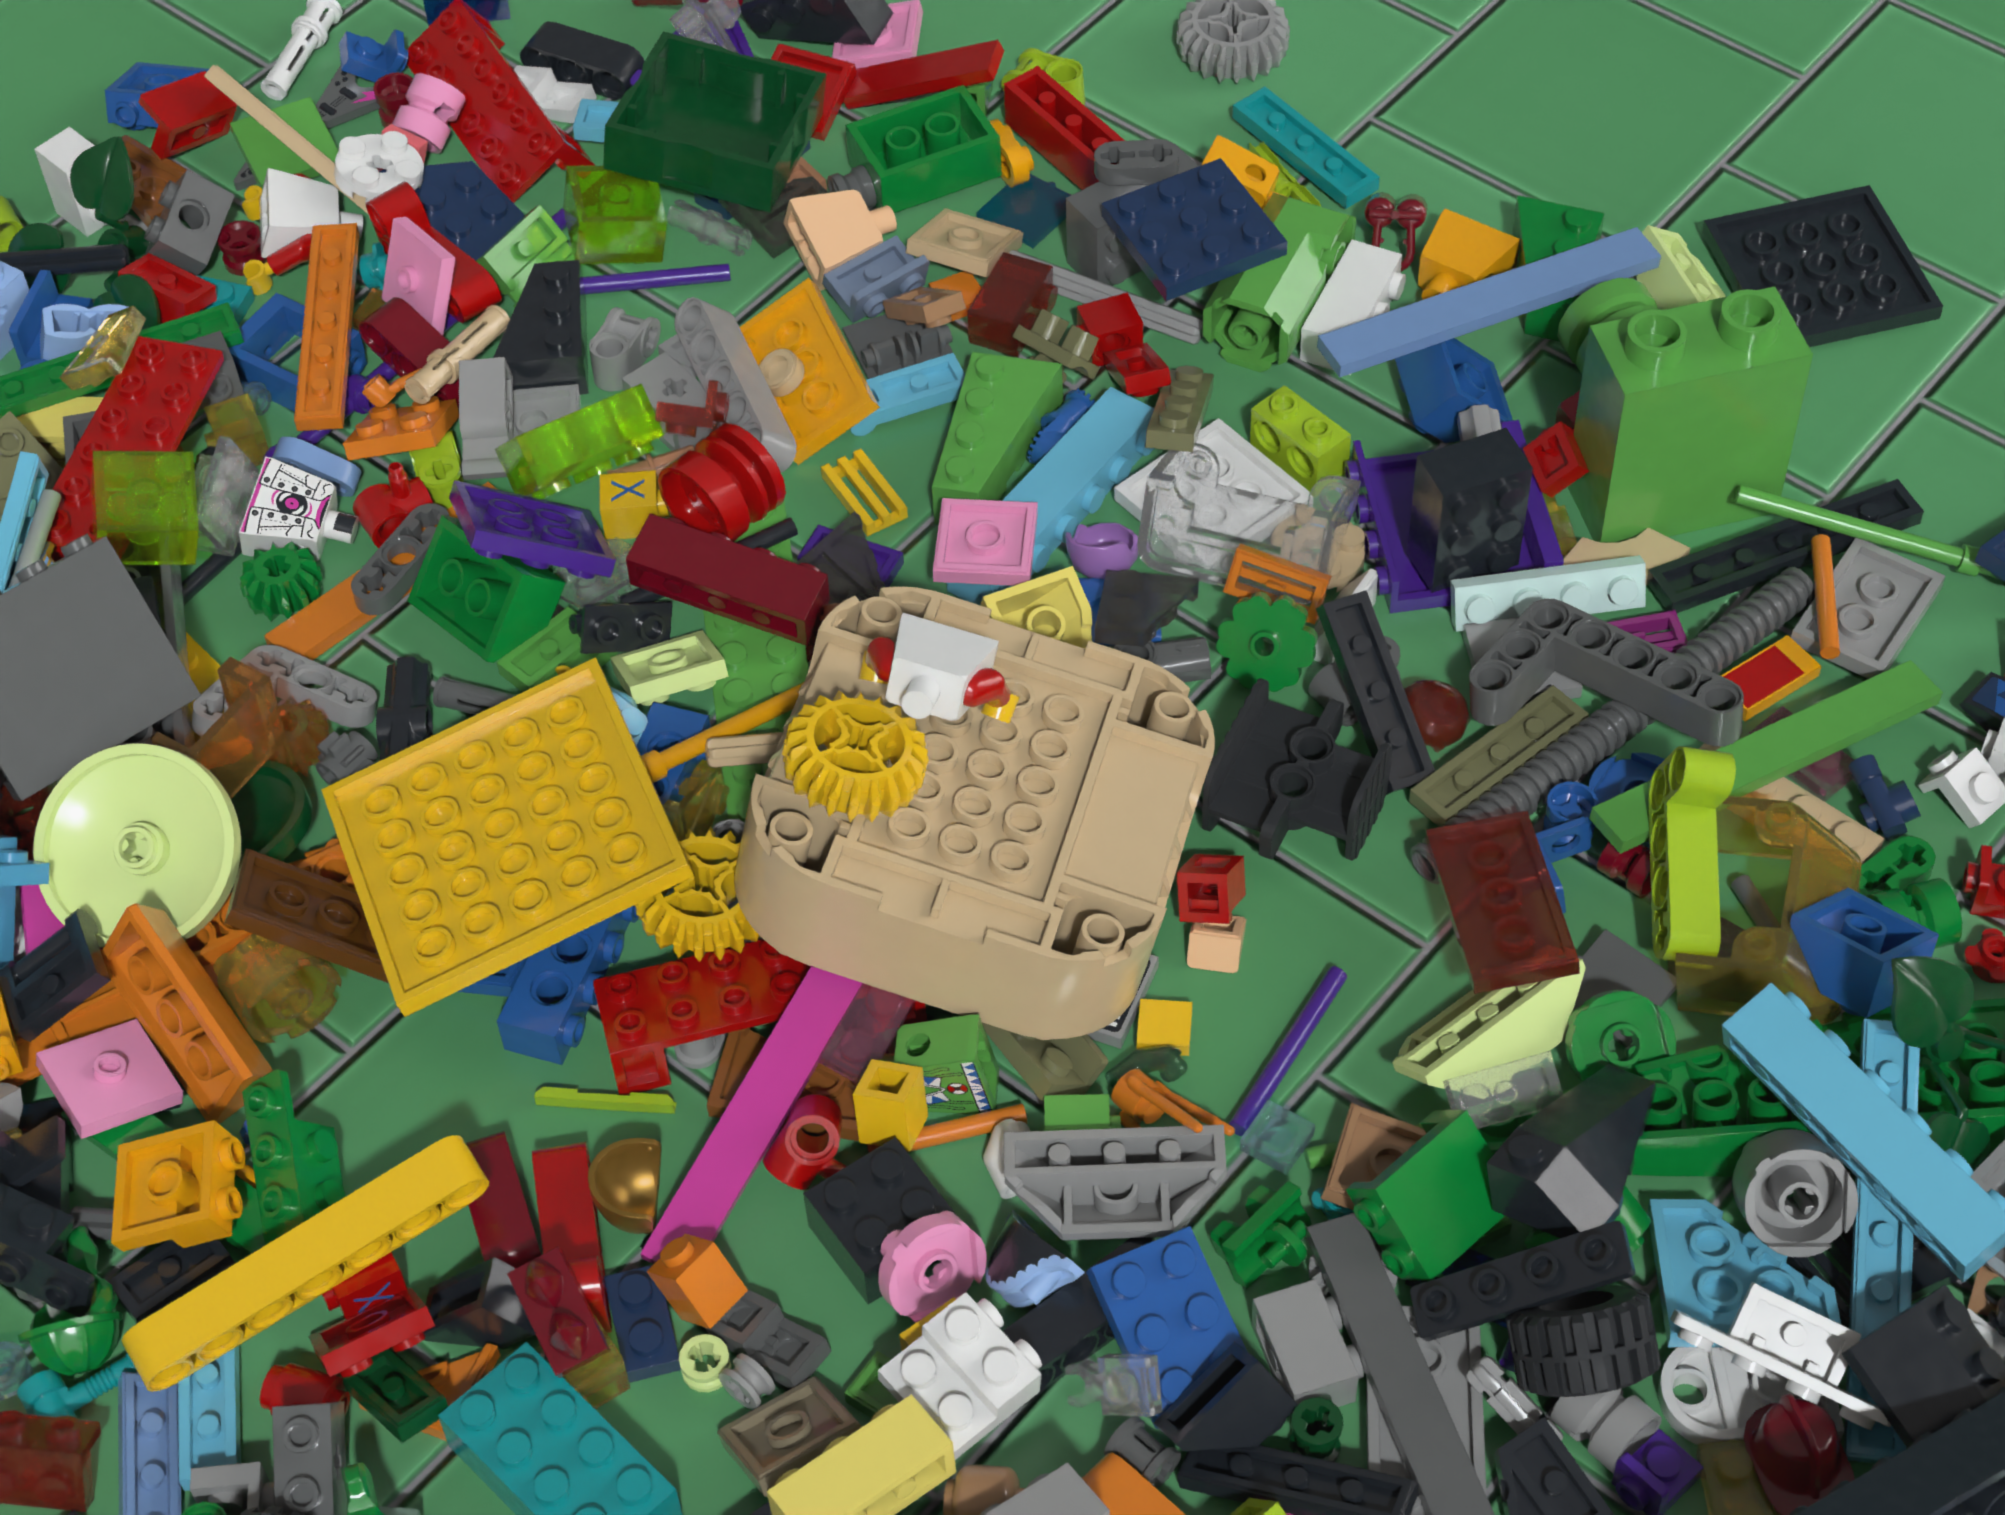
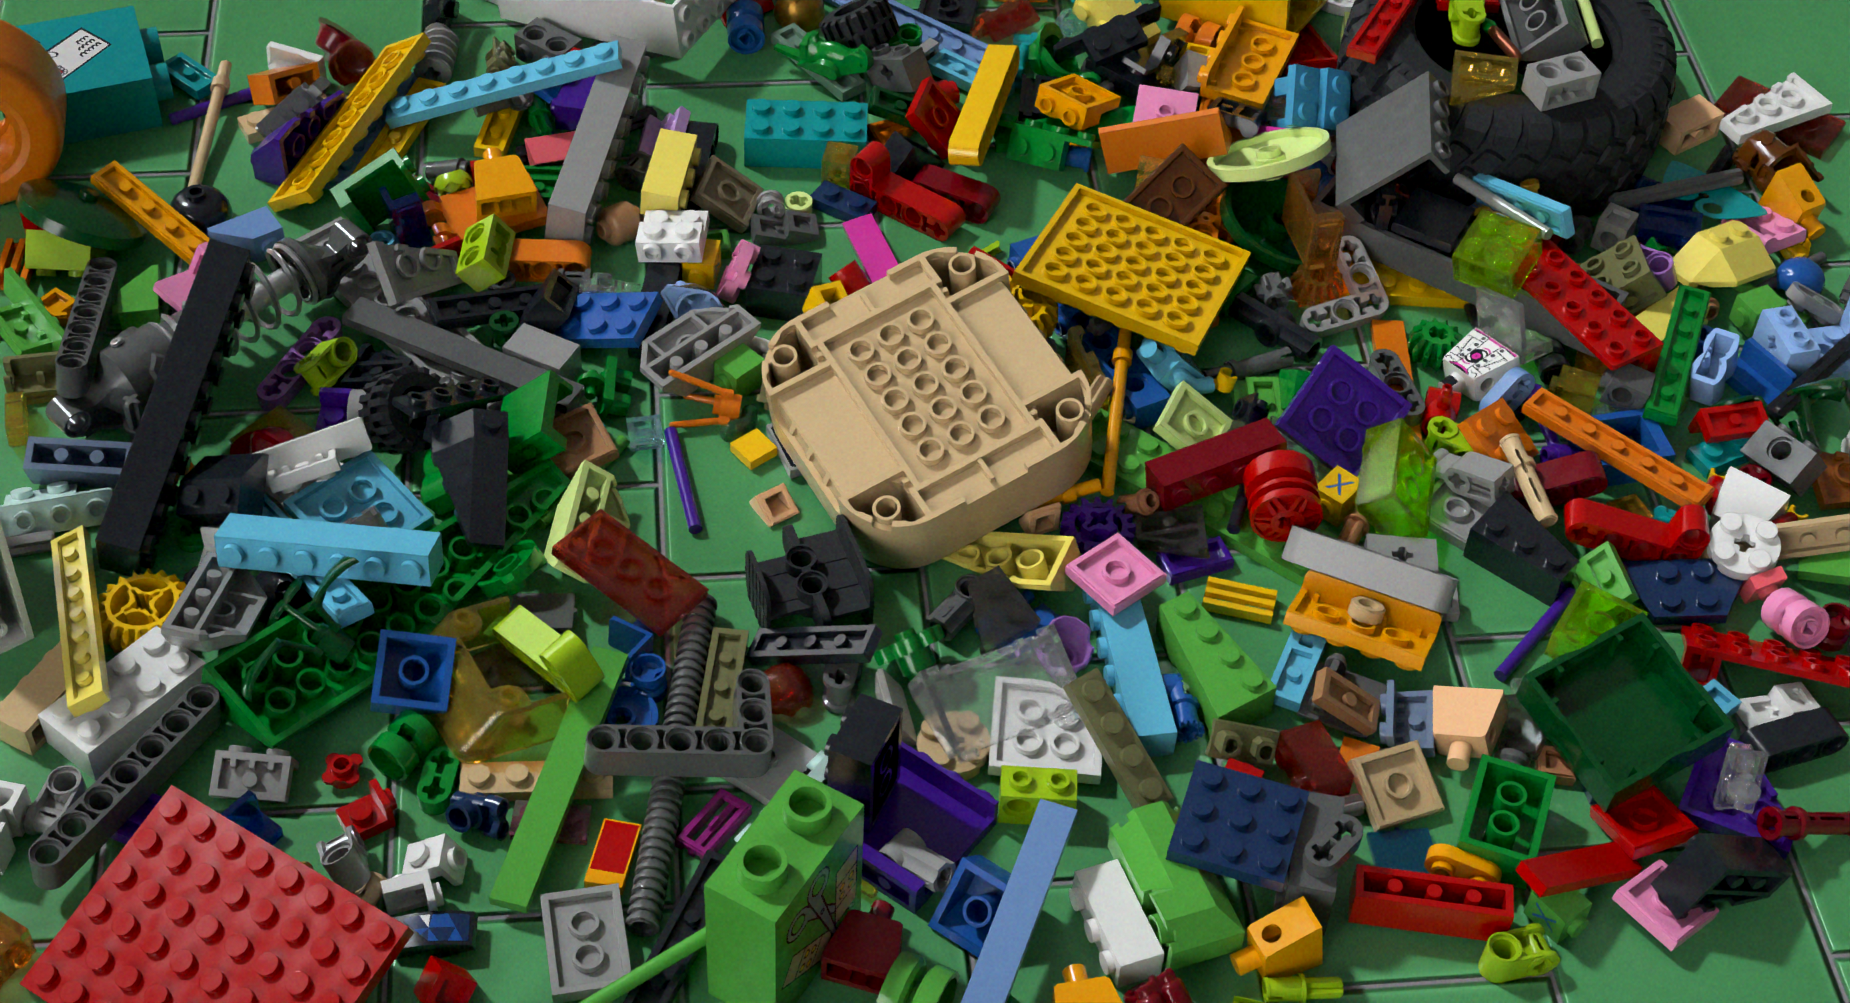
camera: 130 degrees right, 5 degrees down
(106, 350) = (1668, 331): clear yellow wing -> none
(380, 392) = (1538, 446): orange hand -> none
(418, 272) = (1616, 493): bright pink plate -> none
(558, 1312) = (845, 137): dark red tile -> none
(621, 347) = (1478, 575): light grey piece -> none
(626, 1184) = (901, 221): pearl gold helmet -> none
(685, 419) = (1343, 500): clear red bracket -> none
(697, 1280) = (831, 212): orange brick -> none
(852, 771) = (955, 294): yellow gear -> none
(938, 671) = (979, 352): white torso -> none
(1137, 369) = (1173, 758): red plate -> none
(1210, 888) = (798, 507): red brick -> none
(1280, 566) = (951, 657): orange tile -> none
(1506, 1089) = (542, 490): clear plate -> none
(1555, 459) = (873, 879): red bracket -> none
(1825, 597) = (615, 913): orange bar -> none

